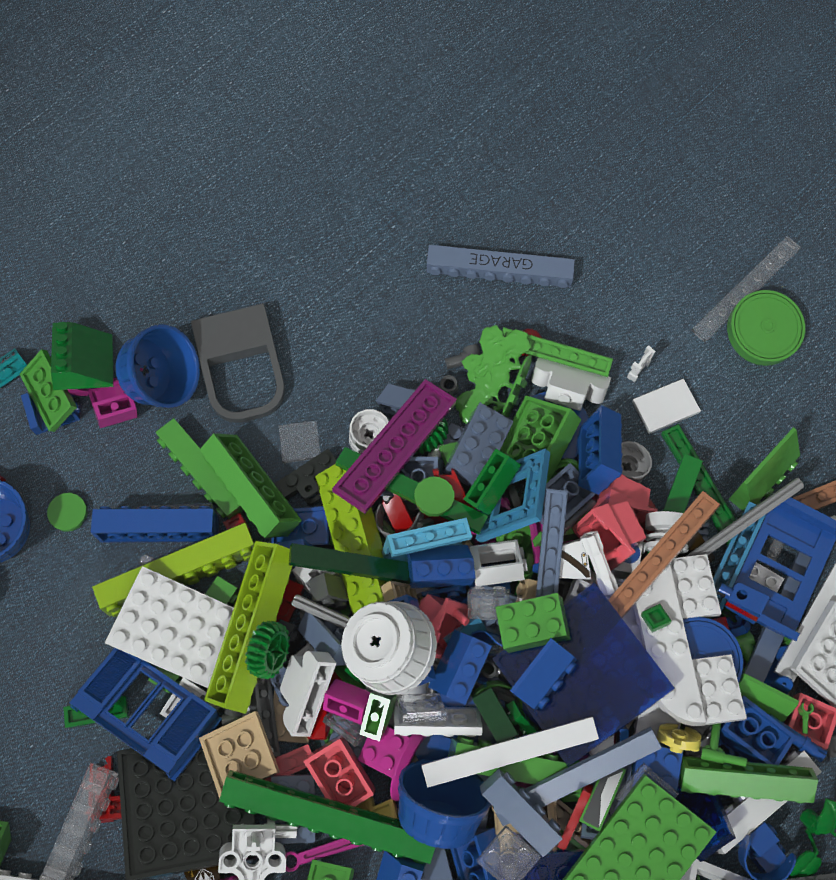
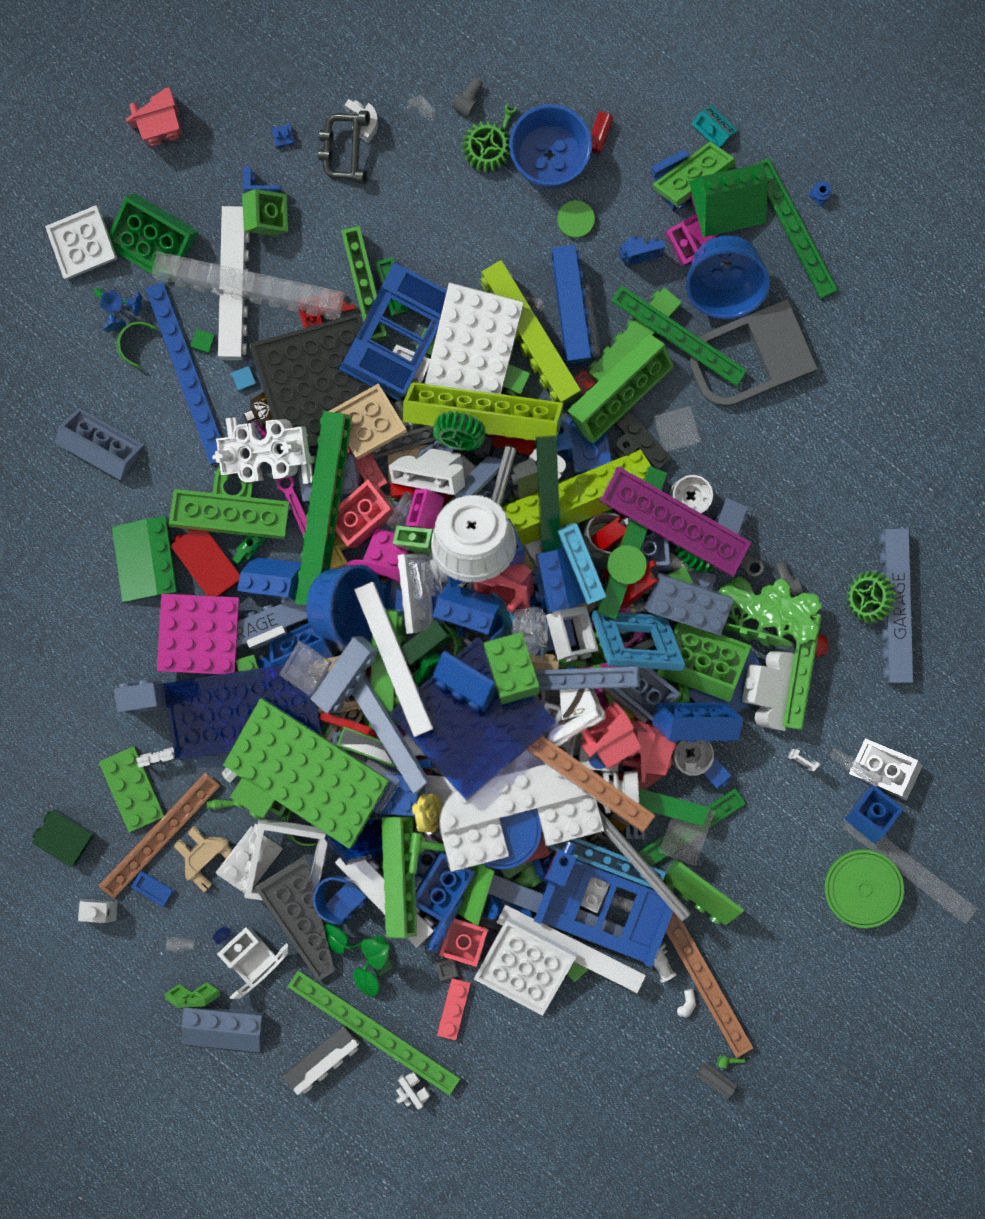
camera: 85 degrees right, 15 degrees up
(76, 743) = (362, 276): none -> bright green brick
(94, 281) = (817, 195): none -> blue brick
(113, 449) = (637, 251): none -> blue plate
(133, 306) = (797, 233): none -> green tile
(205, 426) = (678, 335): none -> green tile
(396, 589) = (527, 534): tan slope -> none
(492, 482) = (648, 618): green brick -> none
(502, 293) = (880, 584): none -> bright green gear
(652, 444) = (717, 775): none -> blue brick
(653, 295) = (897, 769): none -> white slope
(654, 314) = (856, 767): none -> clear axle
(656, 618) = (531, 782): green tile -> none
(666, 406) = (764, 790): white tile -> none
(697, 308) = (873, 814): none -> blue brick
(713, 481) = (685, 839): none -> clear plate
(805, 716) = (464, 933): bright green hand -> none

